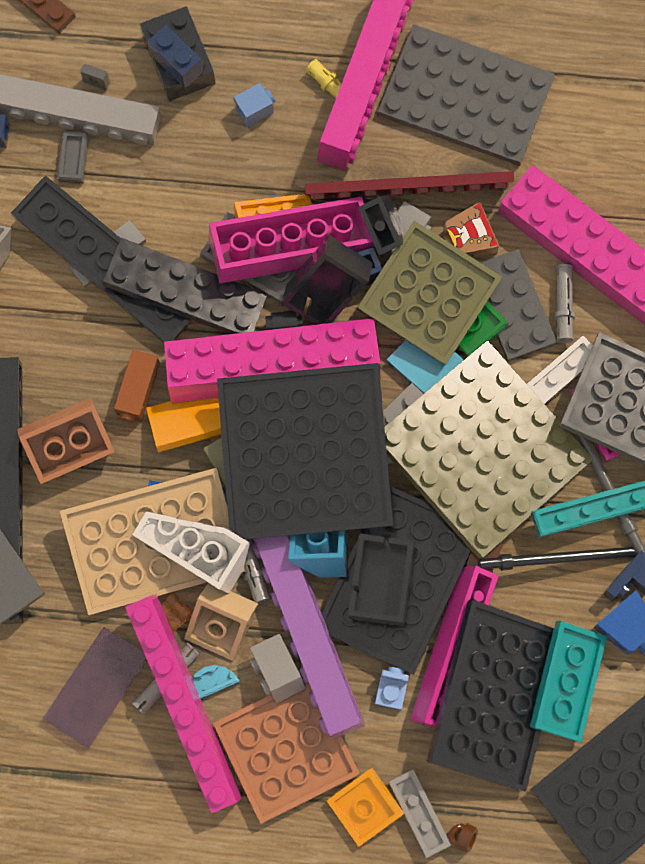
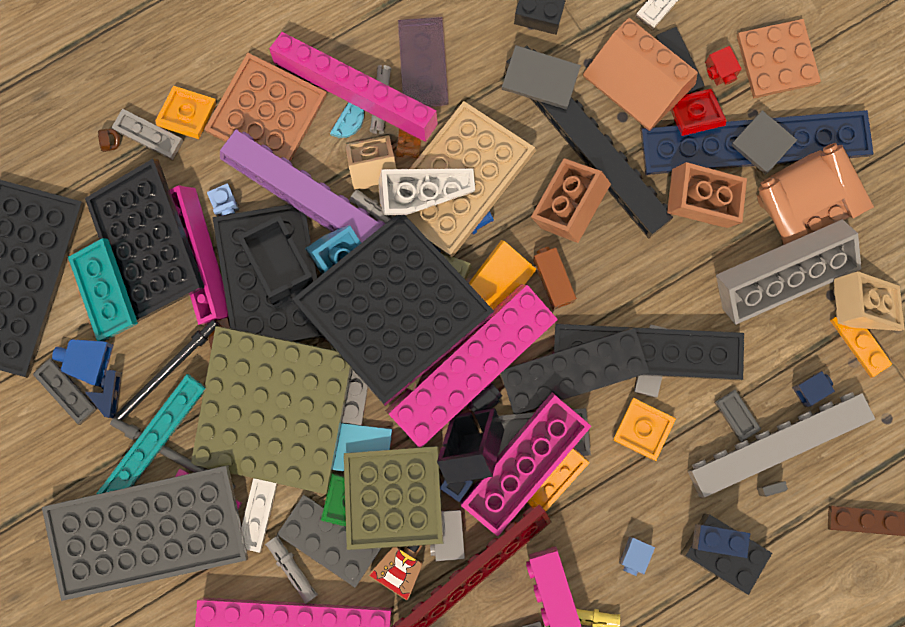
camera: 145 degrees right, 5 degrees up
(163, 201) = (644, 429): none -> light orange plate
(277, 667) = (308, 154): light grey brick -> none
(382, 223) = (464, 524): black slope -> none

